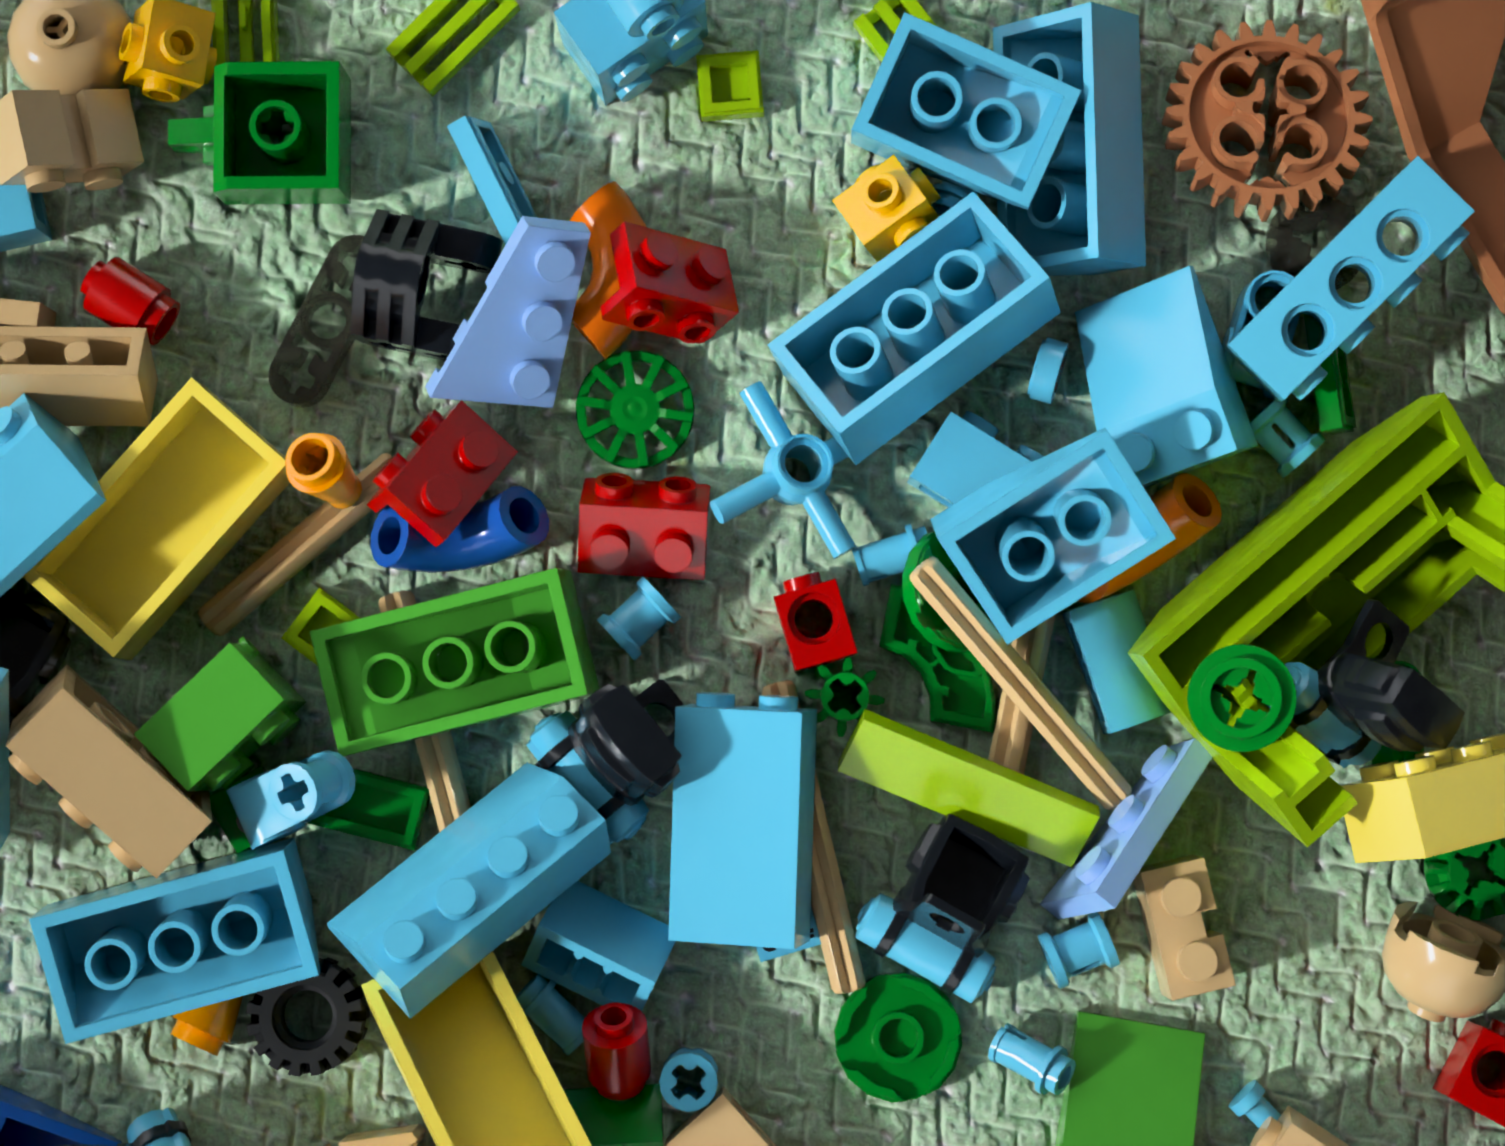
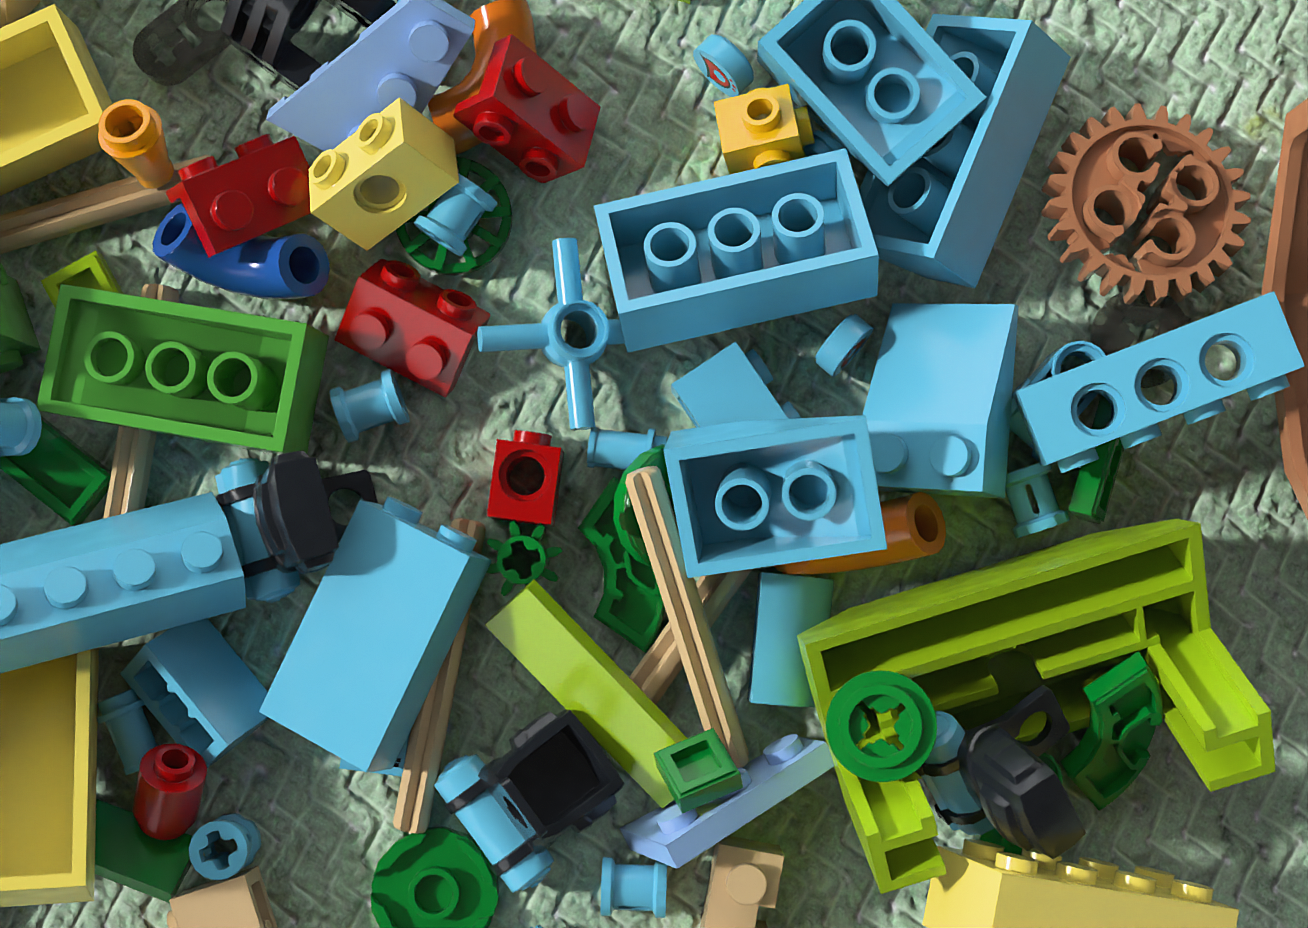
camera: 20 degrees right, 0 degrees up
(561, 401) = (382, 174): none -> light yellow brick
(641, 406) = (456, 215): none -> medium azure bush
(823, 161) = (723, 65): none -> medium azure tile
(1092, 814) = (698, 770): none -> green tile
(1455, 610) = (1121, 726): none -> green tile

